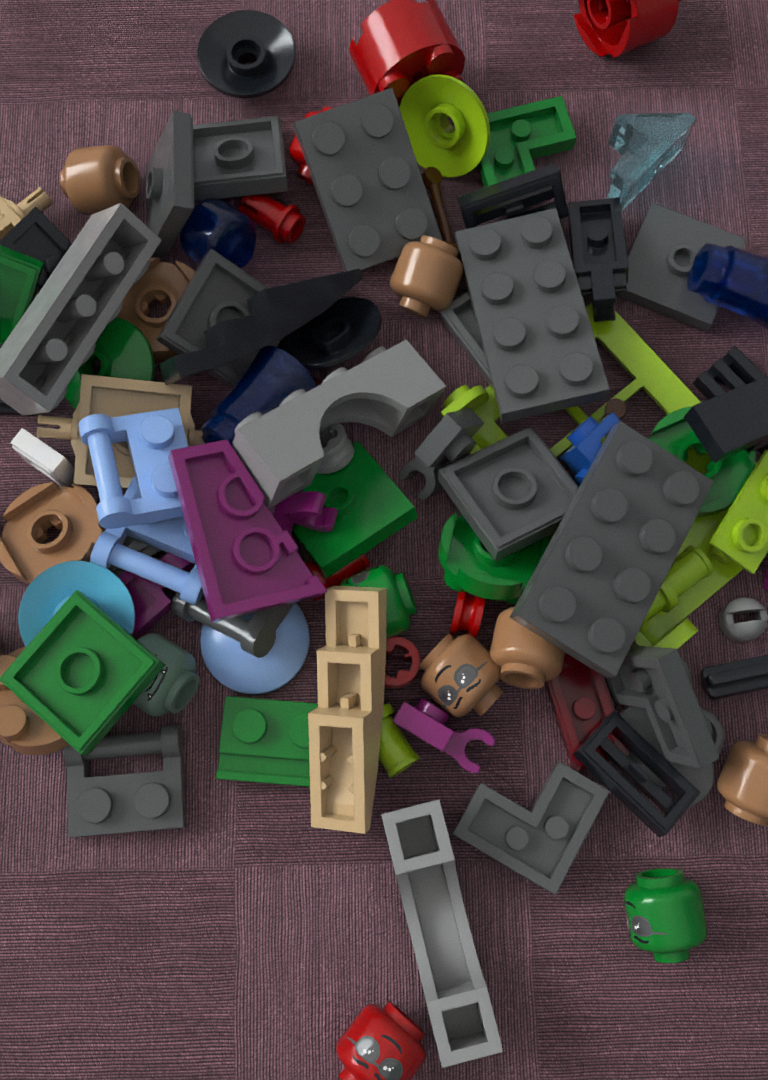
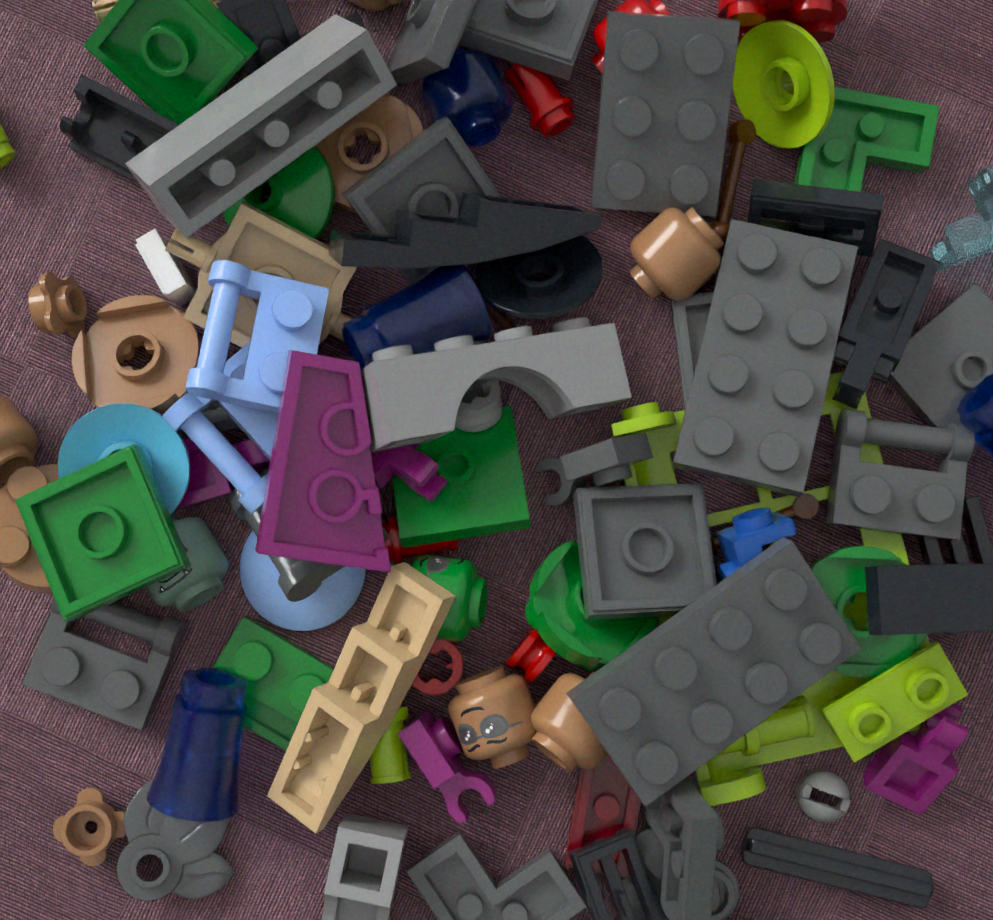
camera: 25 degrees right, 10 degrees up
(163, 939) = (73, 832): none -> medium nougat plate
(240, 810) = (202, 748): none -> clear blue plant
(254, 901) = (182, 845): none -> dark grey plate
(675, 370) = (895, 496): none -> dark grey plate

